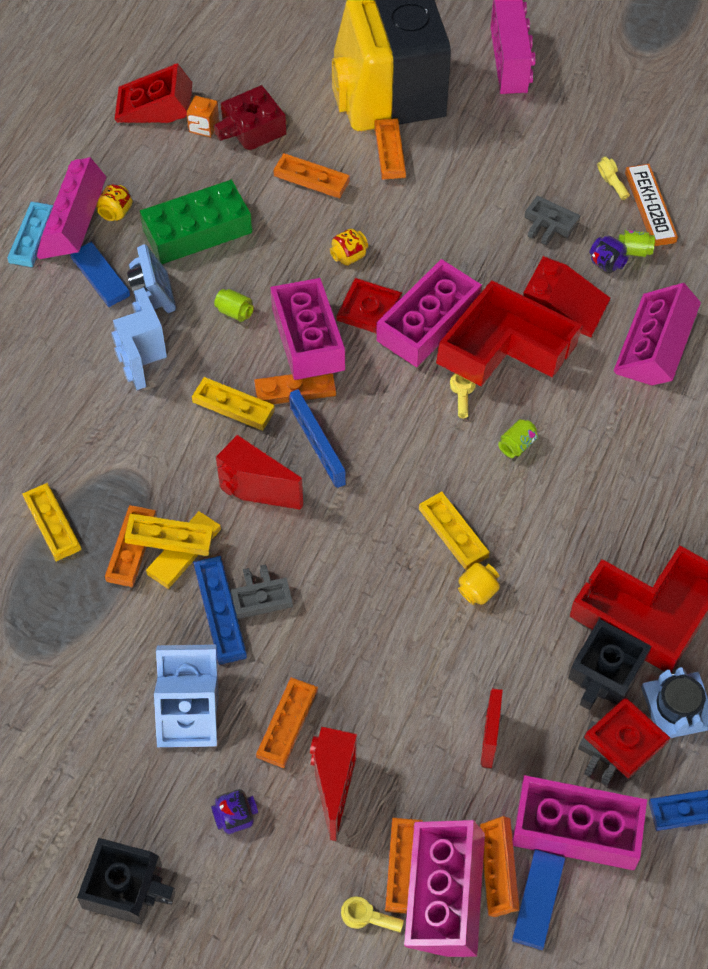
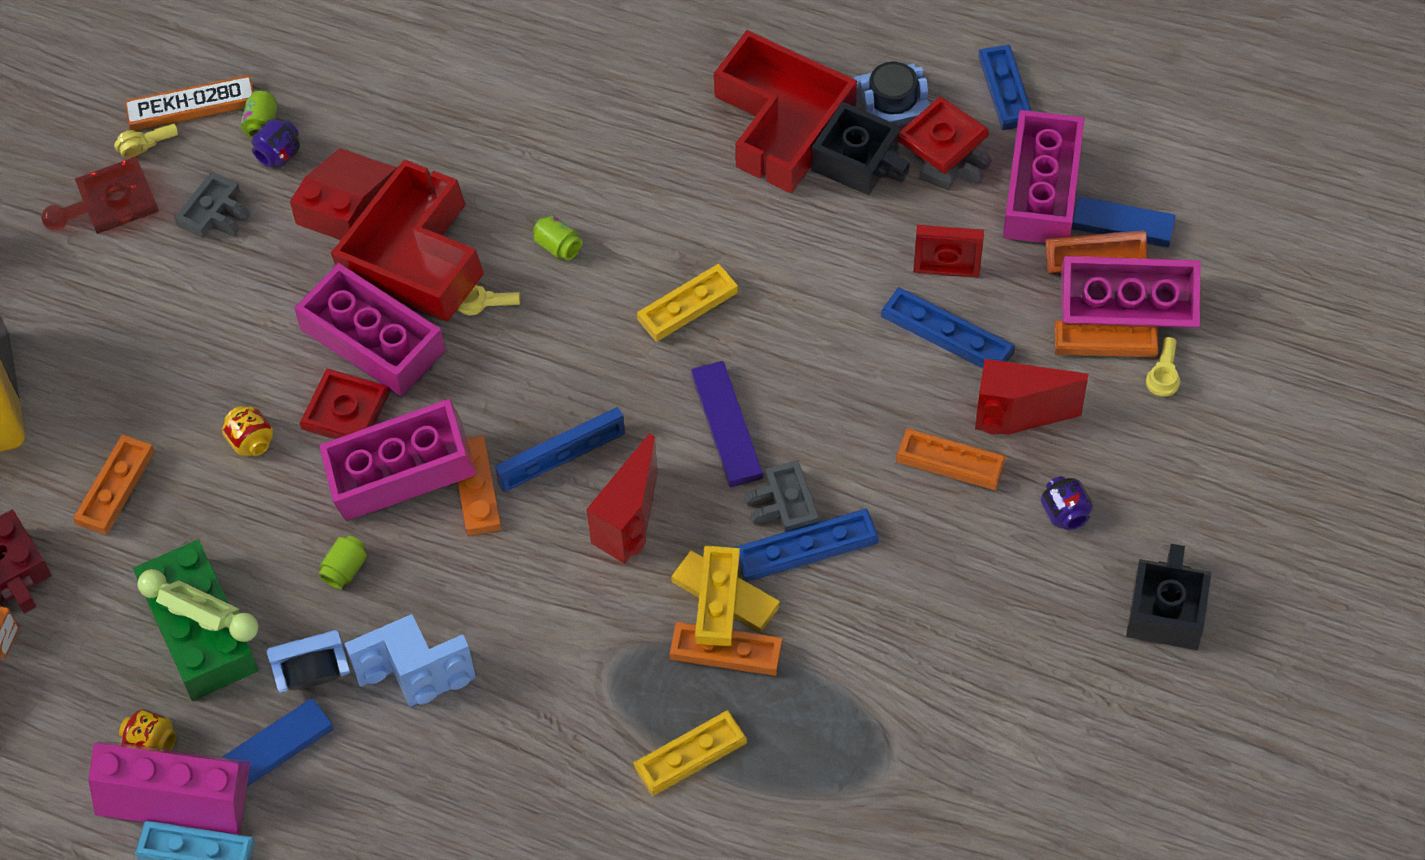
camera: 90 degrees left, 0 degrees up
(186, 207) = (190, 602): none -> yellowish green plate
(186, 696) = (935, 555): light blue bracket -> none
(233, 403) = (505, 551): yellow plate -> none
(337, 556) = (726, 424): none -> dark purple tile
(389, 149) = (71, 391): orange plate -> none
(420, 733) = (945, 329): none -> blue tile
(479, 583) = (760, 273): yellow head -> none
(563, 151) = (95, 192): none -> clear red plate
(658, 335) = (403, 98): dark pink slope -> none

